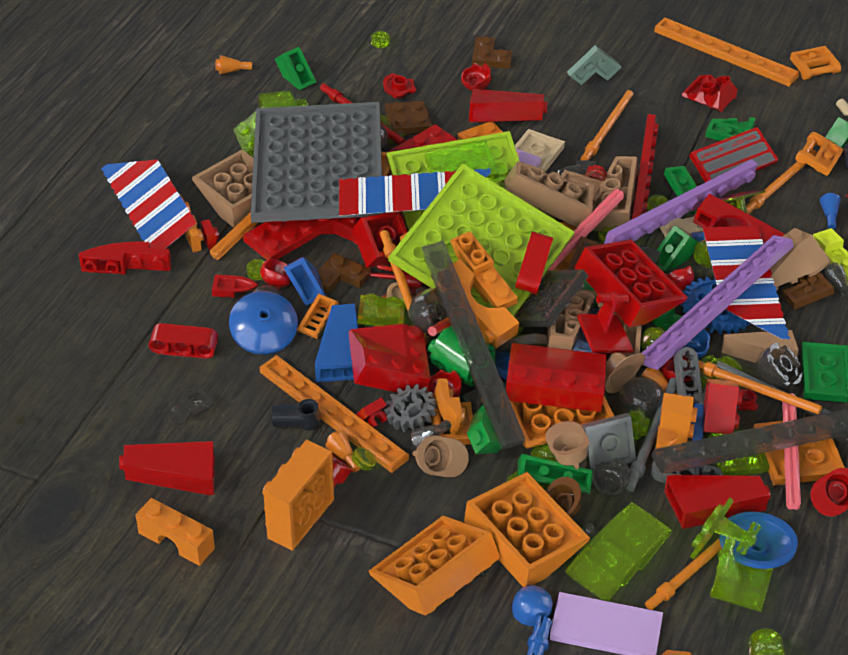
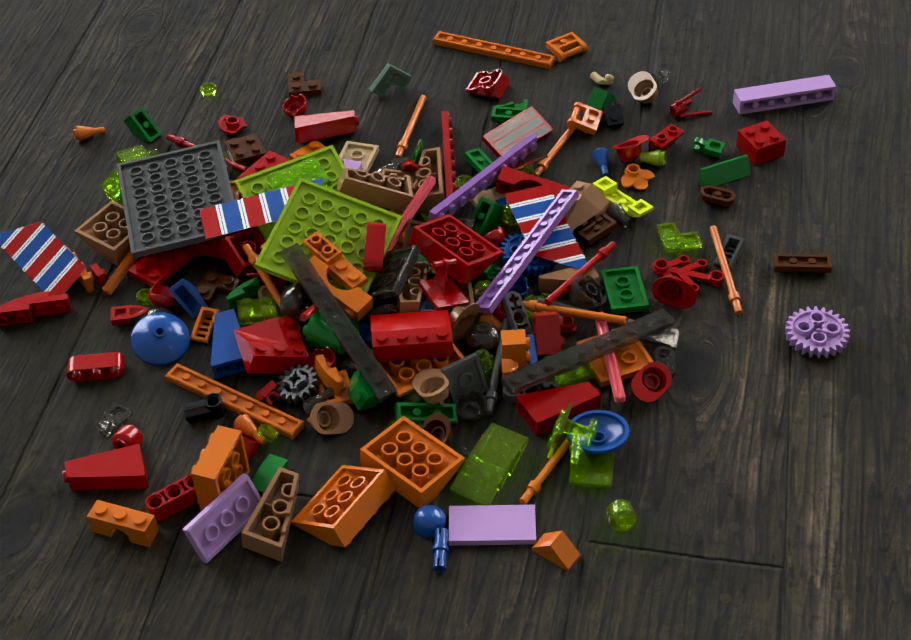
camera: 10 degrees left, 0 degrees up
(201, 430) = (127, 436): none -> red head
(236, 514) = (172, 499): none -> red beam
(292, 550) = (223, 518): none -> lavender tile
(347, 561) = (270, 522): none -> medium nougat wedge
(354, 508) = (267, 471): none -> green slope
(375, 284) = (246, 290): none -> green slope
(608, 160) = (418, 151): none -> green plate
(805, 323) = (600, 255): none -> red bar

